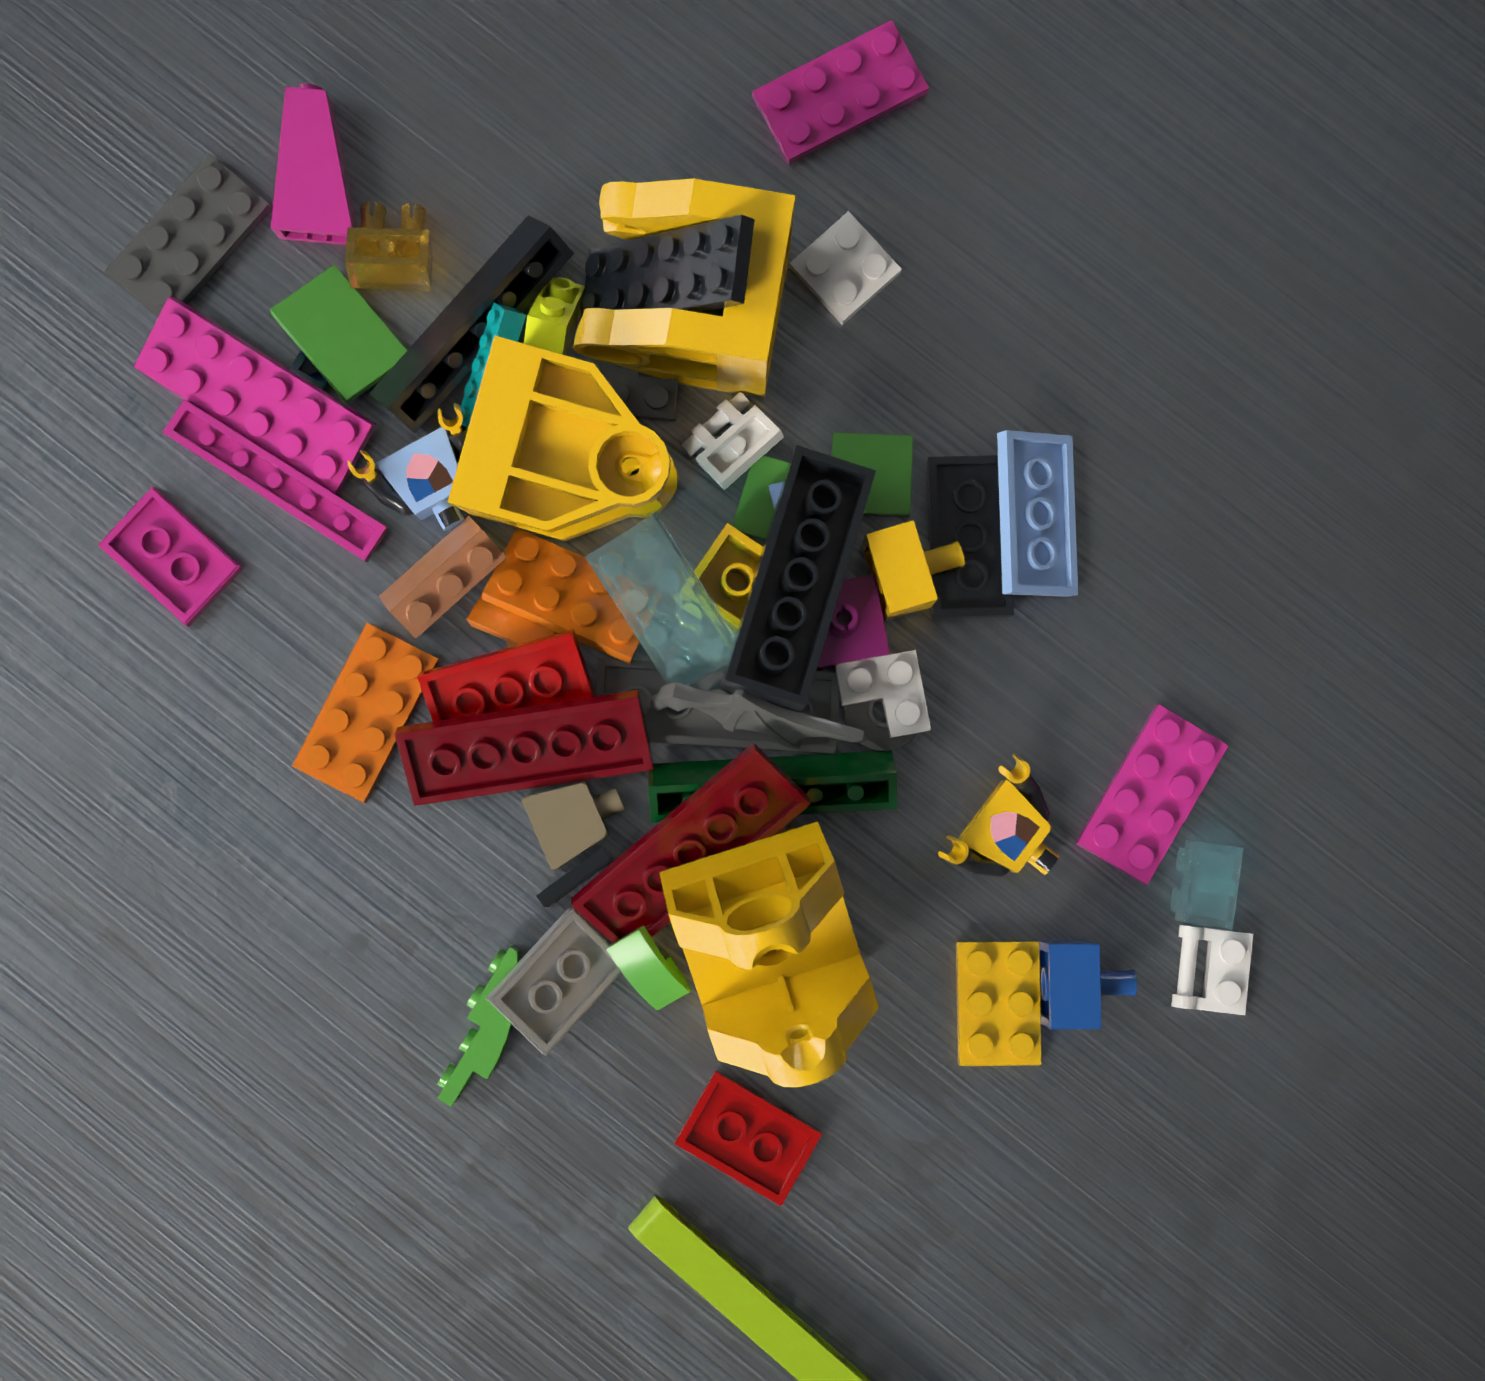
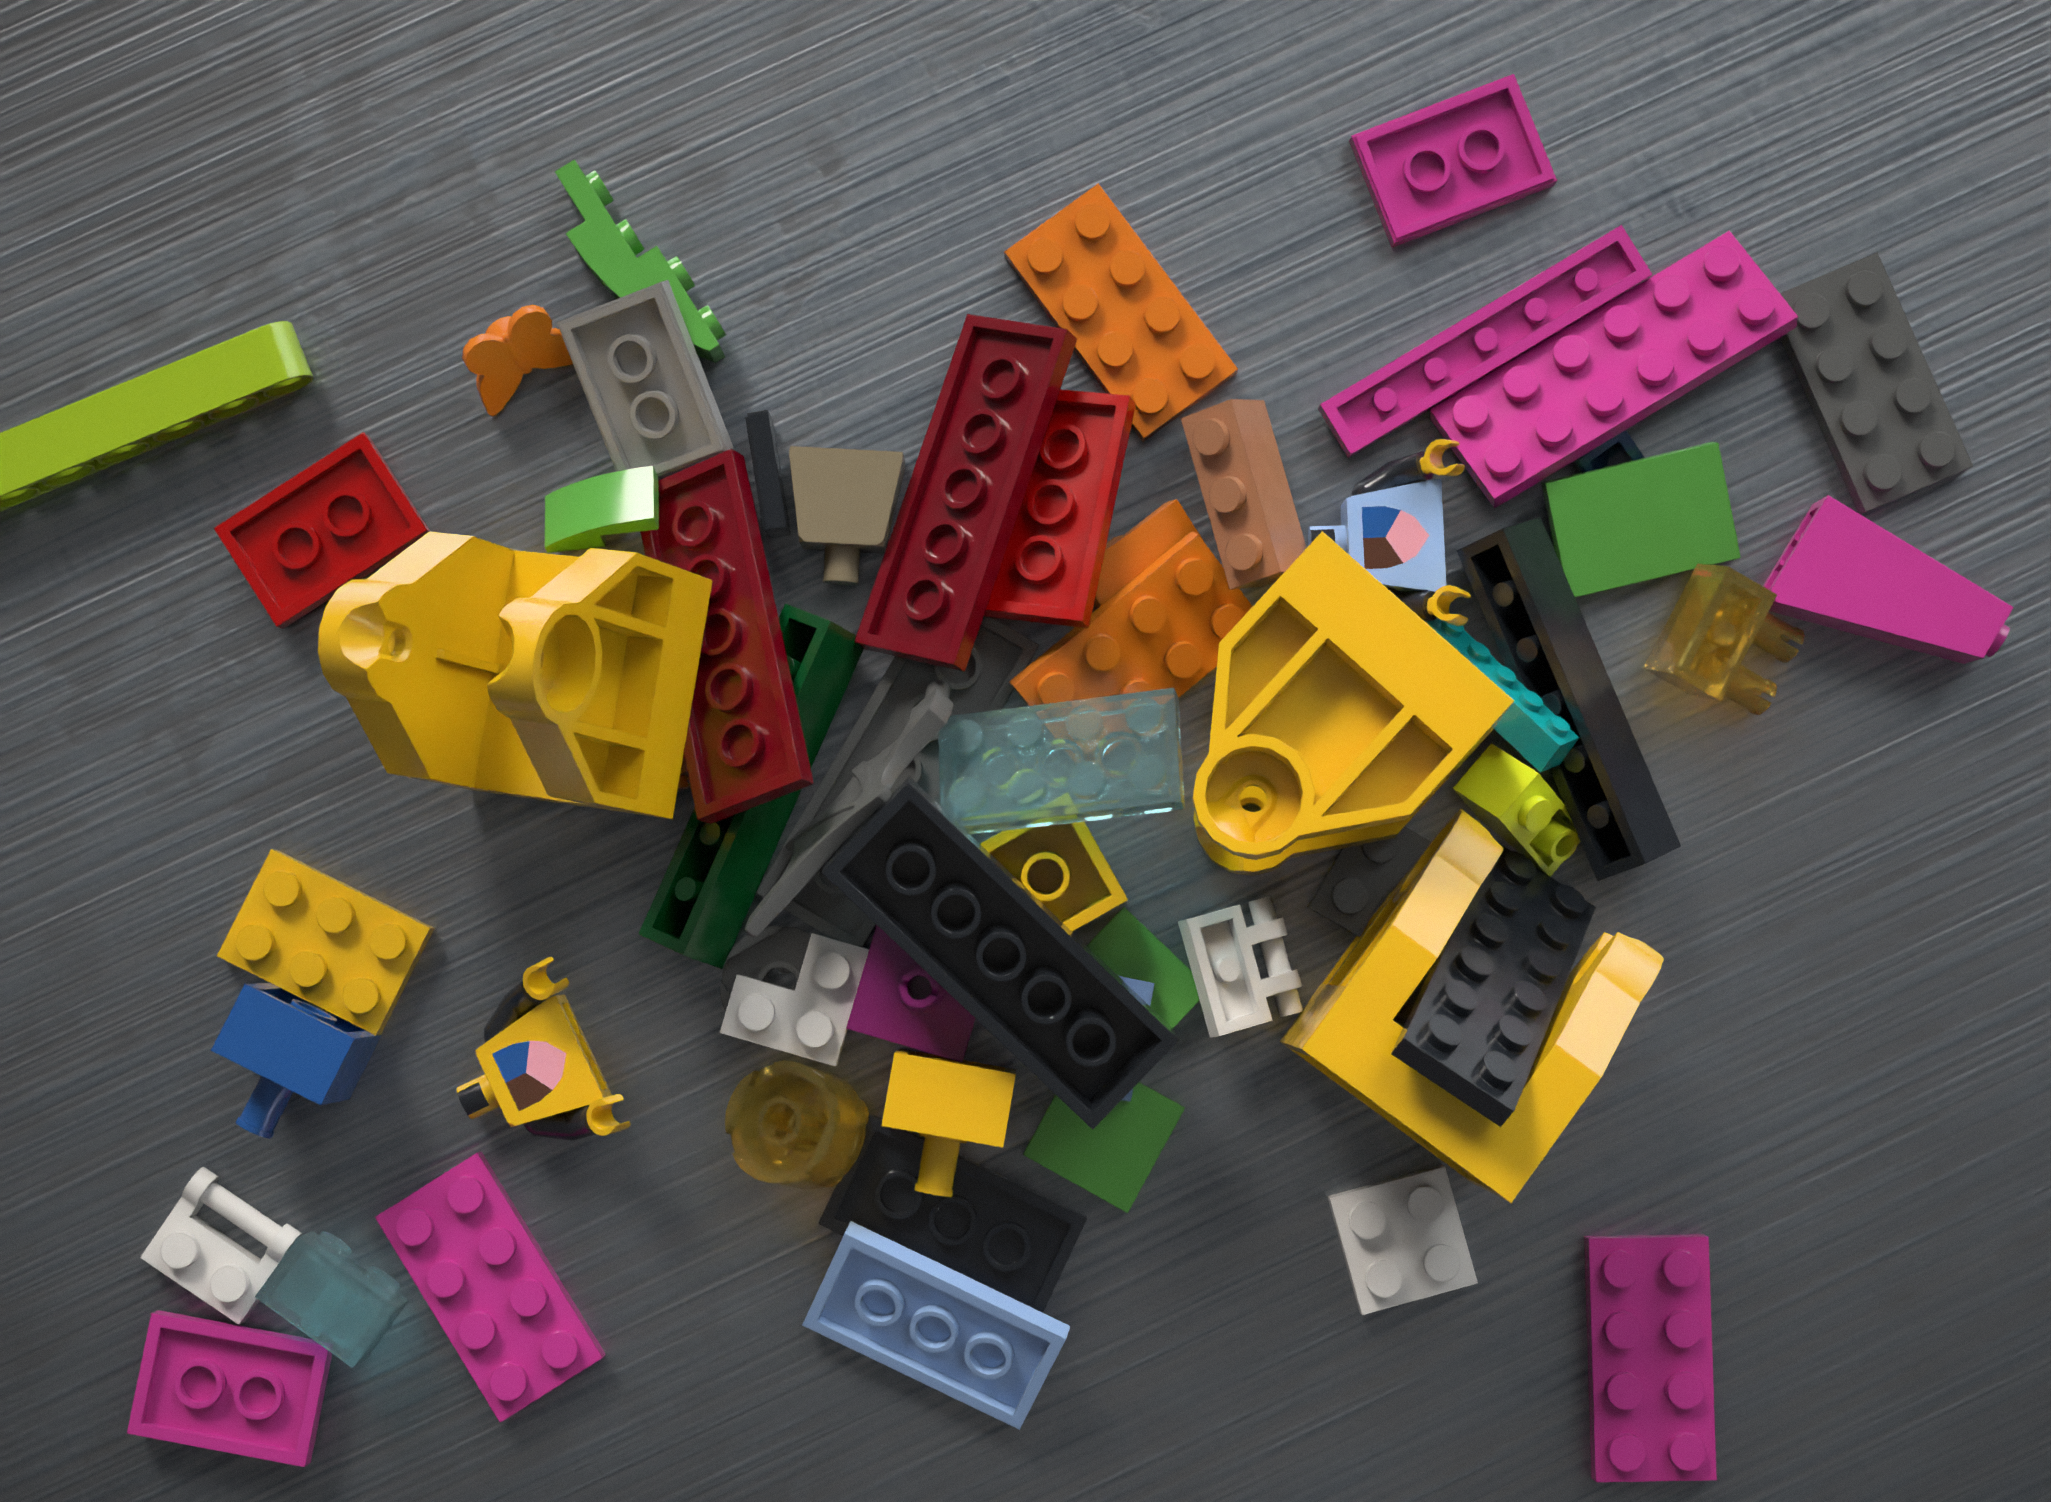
camera: 120 degrees right, 0 degrees up
(577, 1078) = (512, 349): none -> orange animal
(982, 664) = (796, 1125): none -> clear yellow brick
(1293, 919) = (230, 1388): none -> dark pink plate

